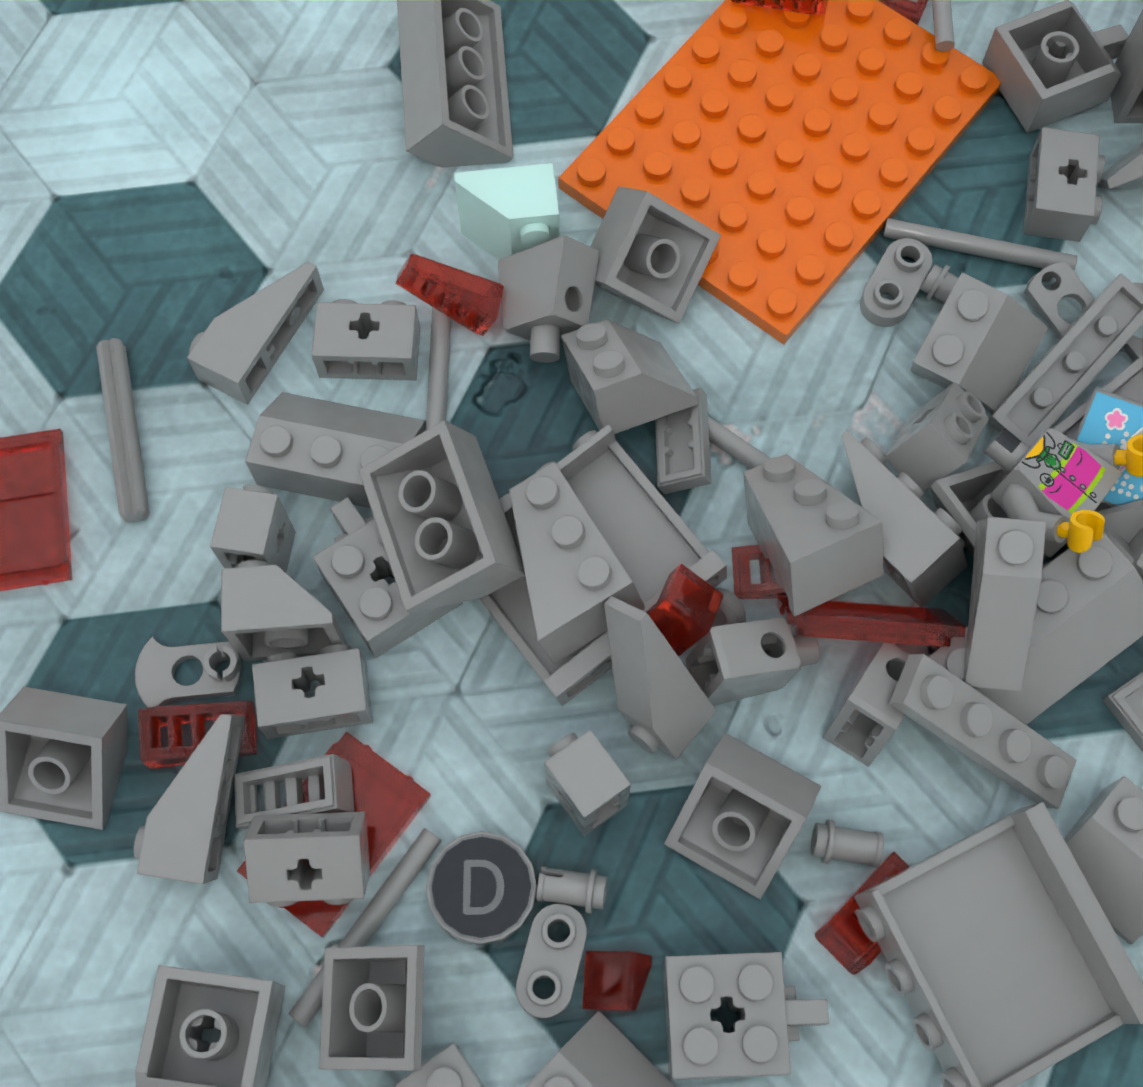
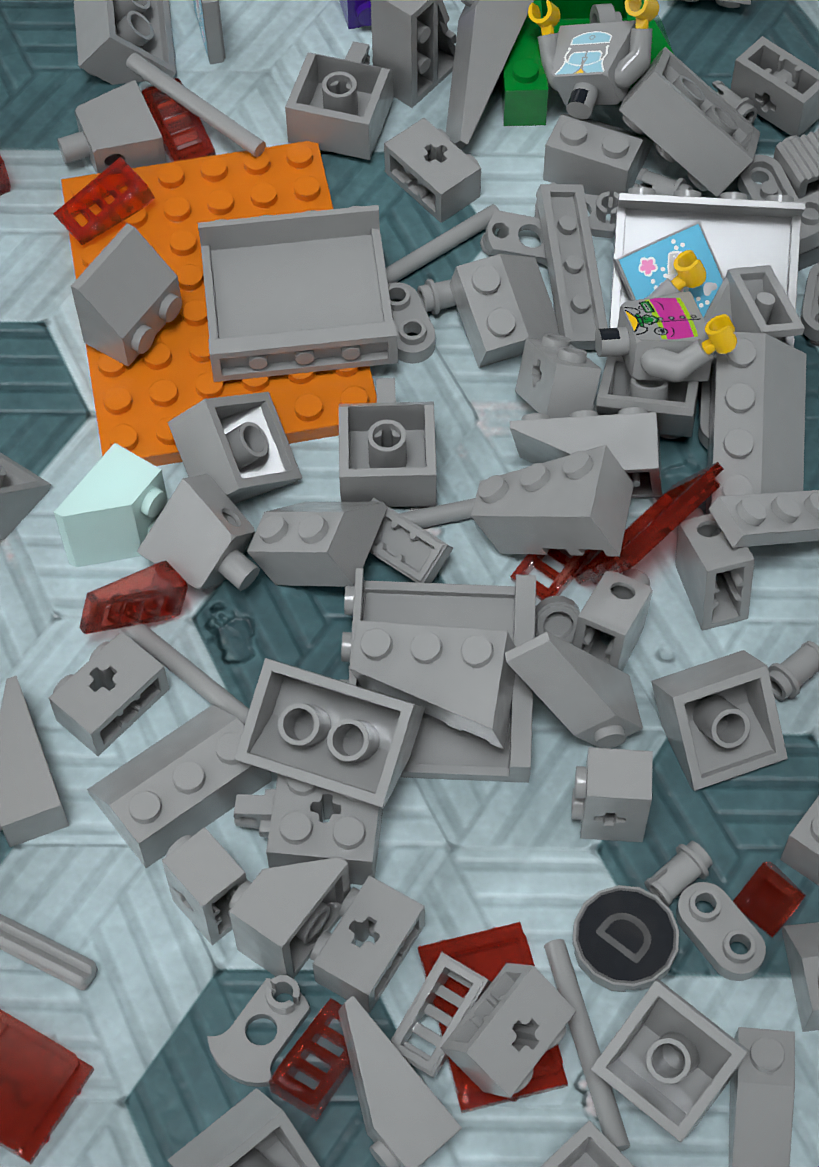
camera: 50 degrees left, 10 degrees down
(685, 609) = (548, 613): clear red panel -> none
(700, 63) = (125, 297): none -> light grey slope
(754, 362) = (387, 450): none -> light grey hinge
(834, 182) = (296, 293): none -> light grey panel
(1003, 601) = (722, 420): light grey slope -> none

